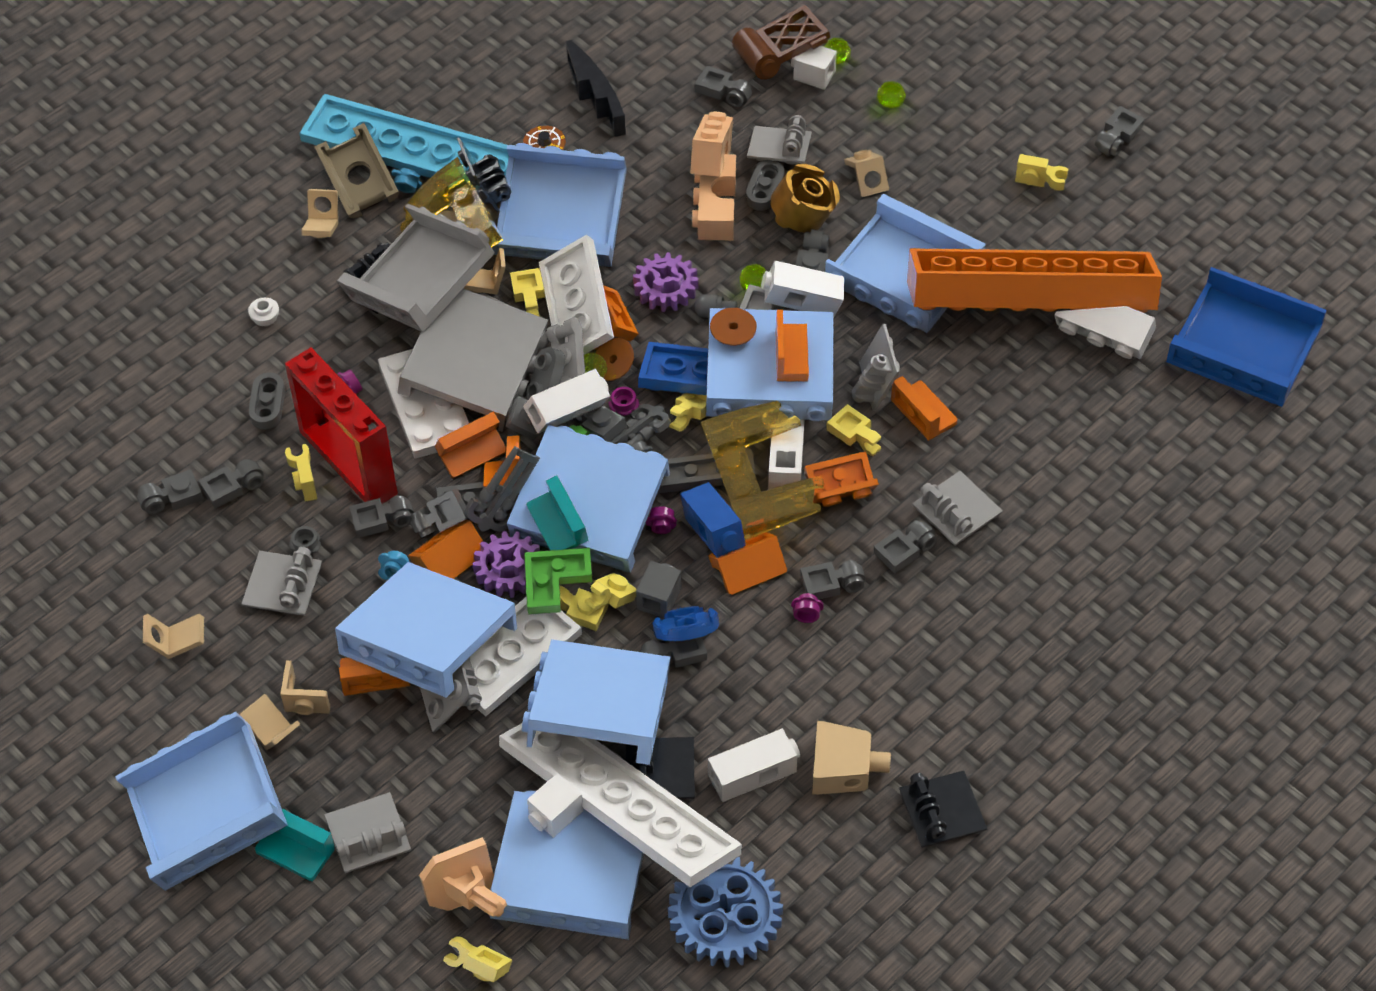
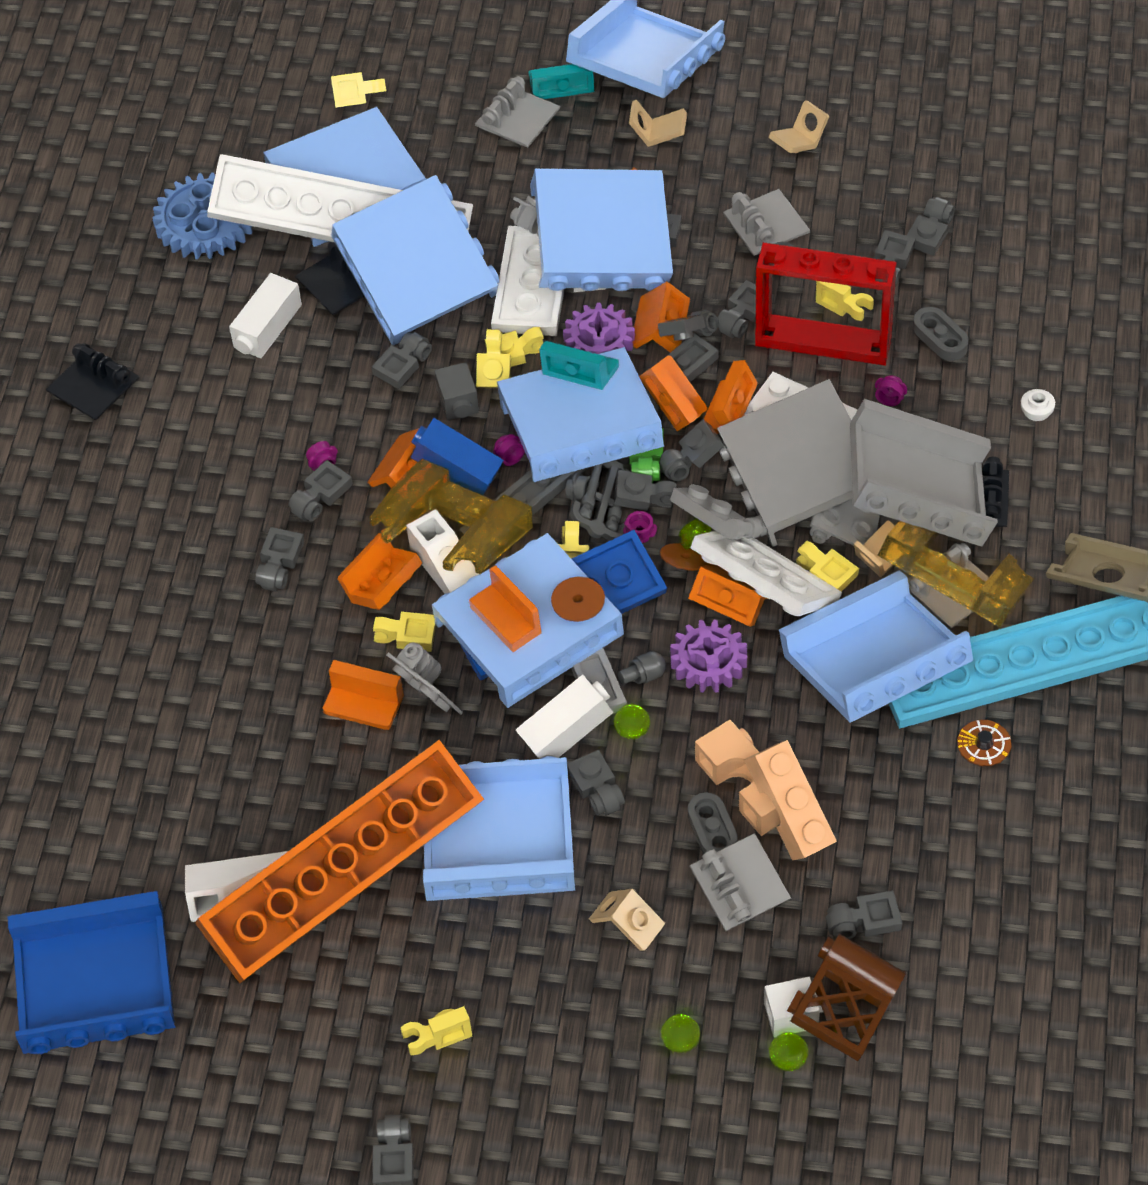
camera: 145 degrees right, 0 degrees up
(299, 700) = (658, 151): tan bracket -> none
(321, 223) = (1082, 503): tan bracket -> none
(391, 563) = (689, 279): dark azure plate -> none
(406, 180) = (1057, 596): dark azure plate -> none
(462, 879) = (400, 103): light nougat piece -> none
(487, 175) = (969, 602): black hinge -> none
(506, 493) = (653, 340): dark grey piece -> none
(547, 371) = (720, 486): dark grey plate -> none
(549, 570) = (545, 323): bright green plate -> none
(554, 805) = (379, 166): white brick -> none
(567, 400) = (669, 458): white brick -> none
(593, 85) = (1000, 823): black slope -> none
(686, 624) = (405, 371): blue tile -> none
(804, 199) = (660, 825): pearl gold brick -> none
(845, 759) = (196, 362): tan torso -> none
(956, 507) = (259, 623): light grey hinge -> none

